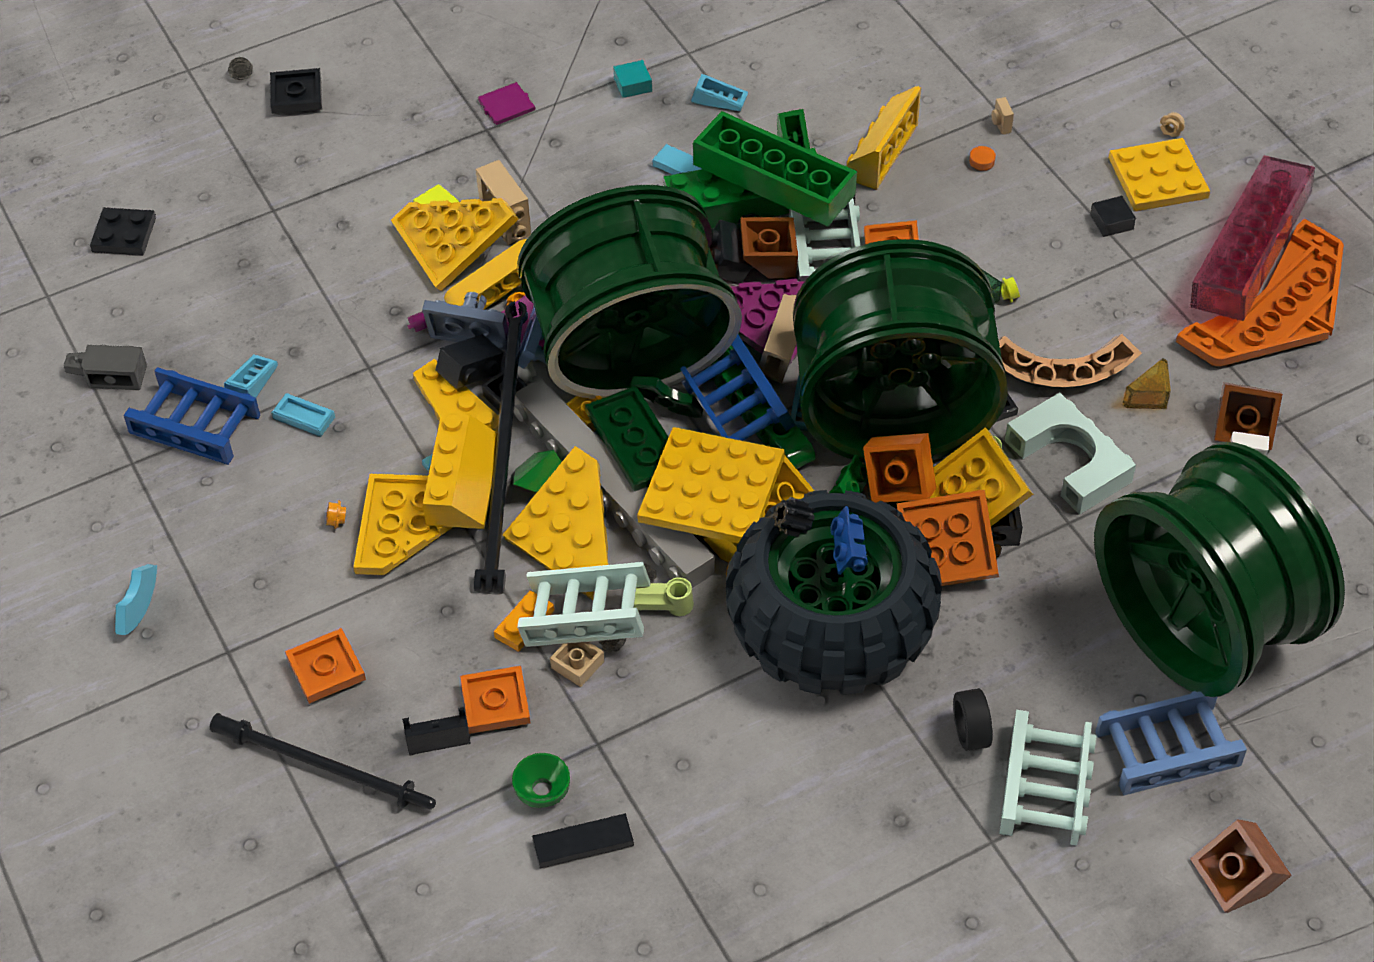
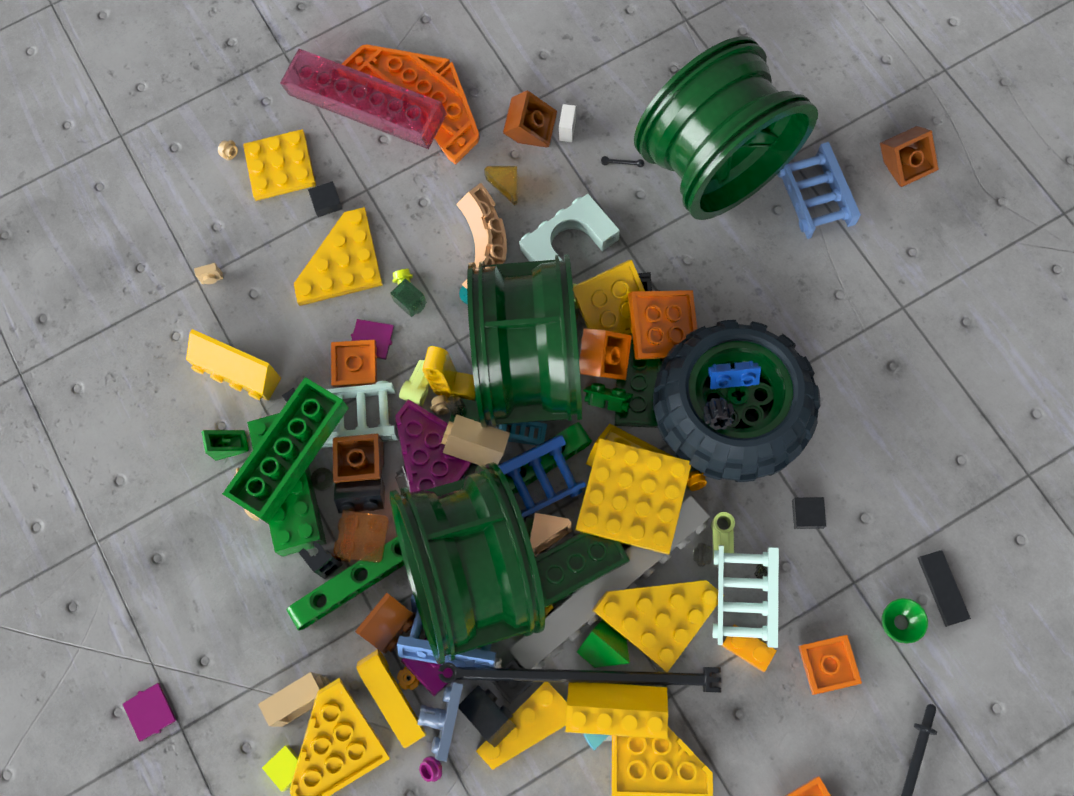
camera: 85 degrees left, 20 degrees up
(437, 733) = (864, 710): black hinge -> none
(577, 661) = (788, 602): tan piece -> none
(632, 78) = (130, 591): teal piece -> none
(672, 404) = (547, 531): none -> light nougat slope
(674, 161) = (244, 542): medium azure tile -> none
(690, 695) = (809, 513): none -> black piece
(713, 92) = (165, 513): medium azure slope -> none
(972, 719) = (822, 311): black tyre -> none
(982, 158) = (253, 293): orange tile -> none
(1018, 786) = (856, 288): light aqua fence -> none
(1028, 237) = (342, 263): none -> yellow plate

